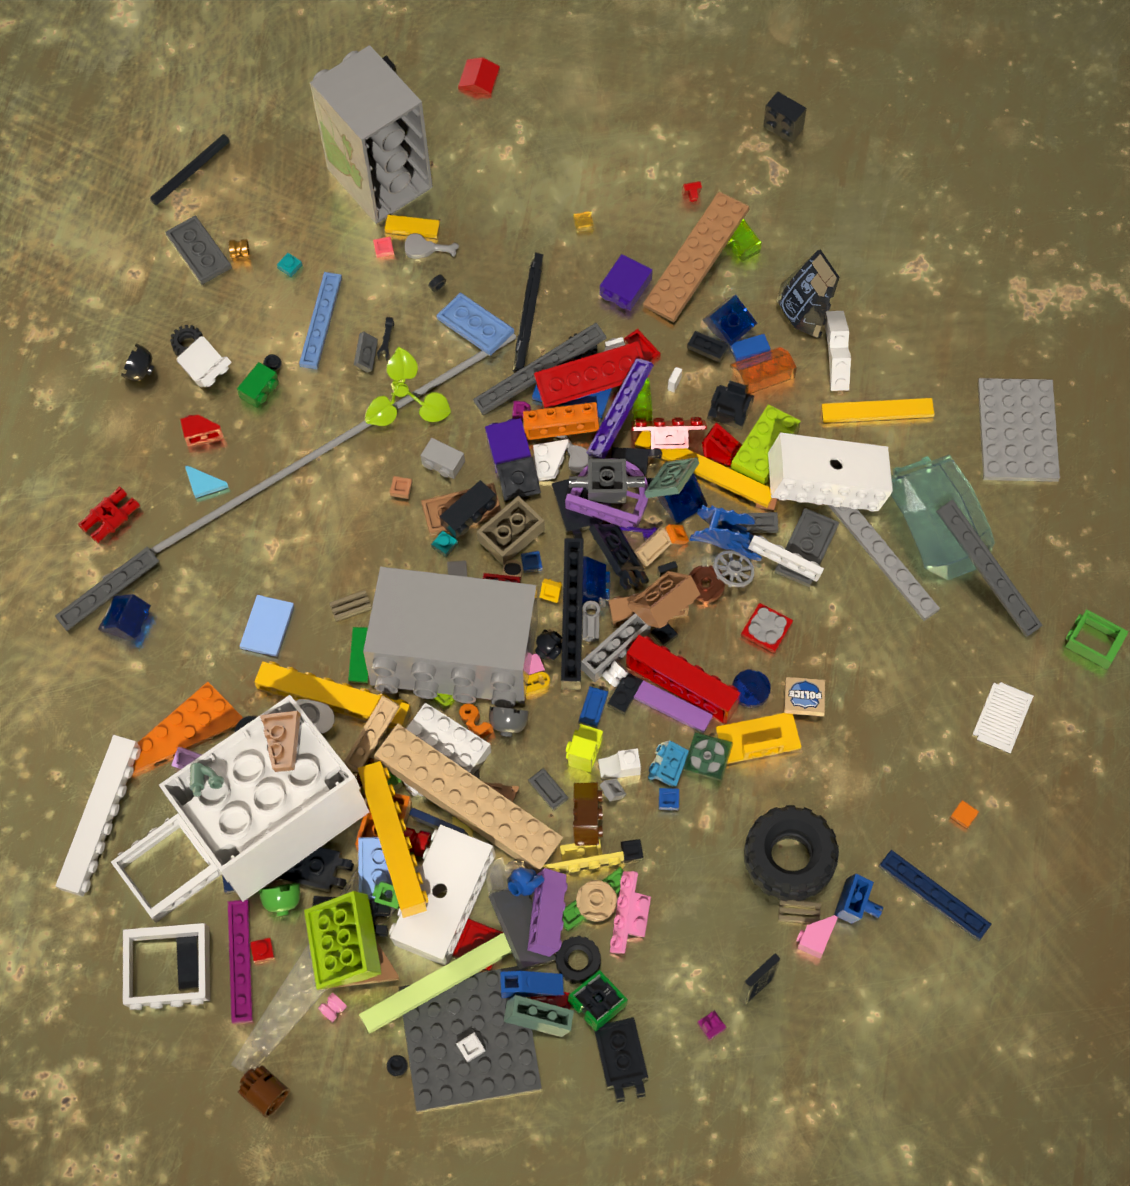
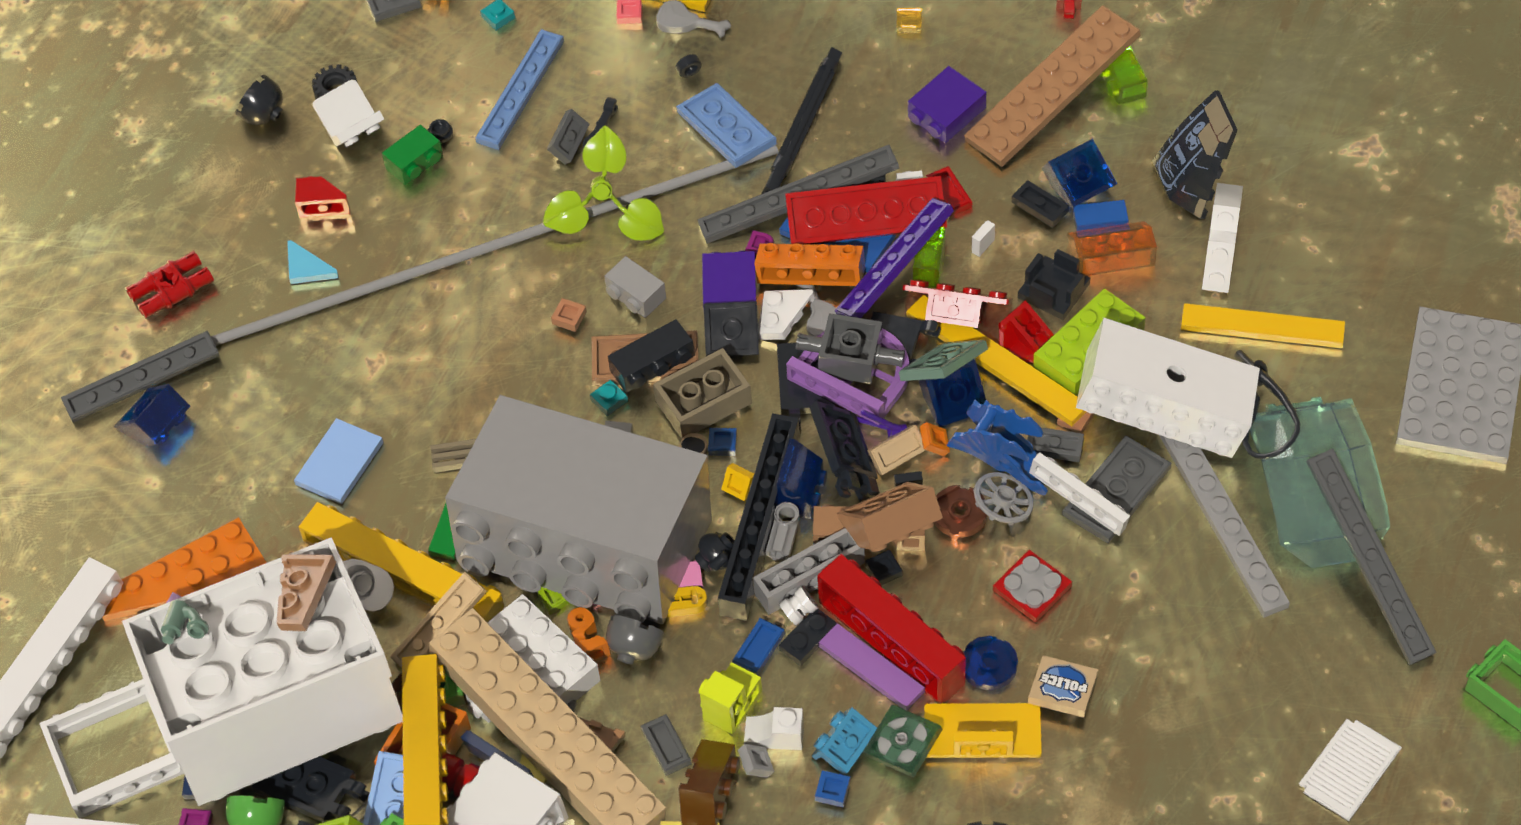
camera: 15 degrees right, 10 degrees down
(895, 455) = (1272, 386): none -> black piece

